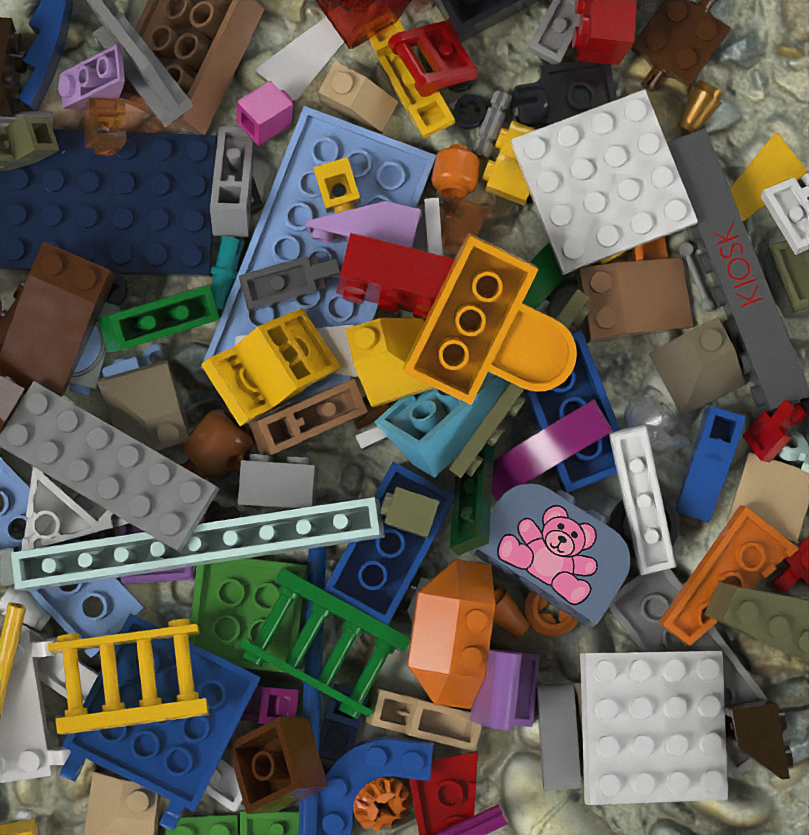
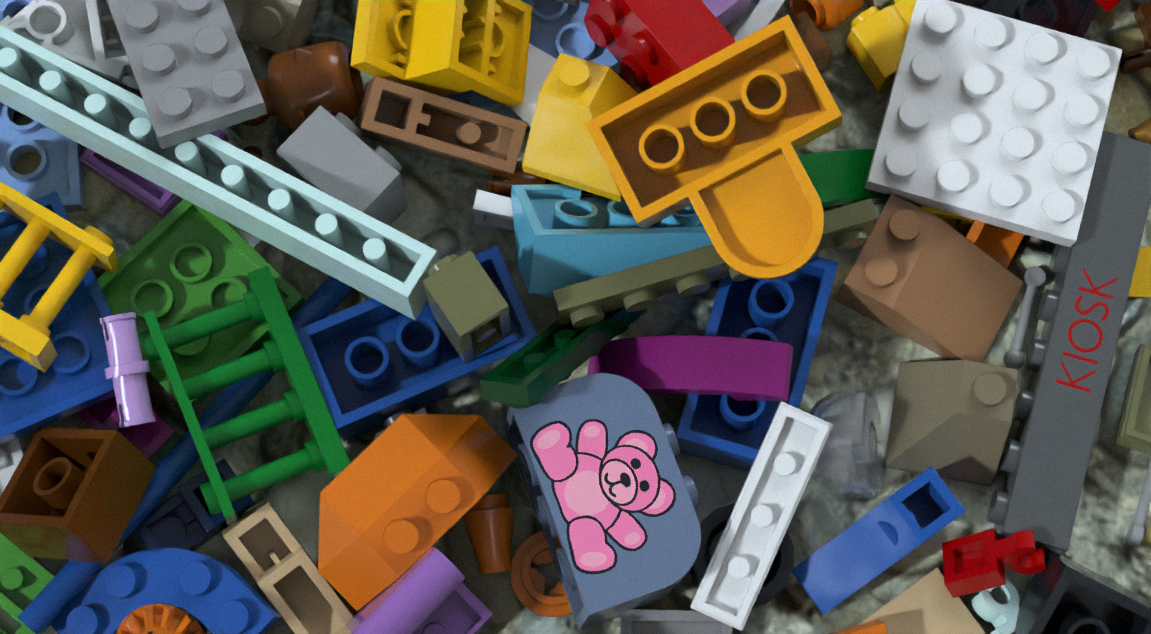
camera: 30 degrees right, 10 degrees down
(253, 680) = (127, 369): none -> lavender pin

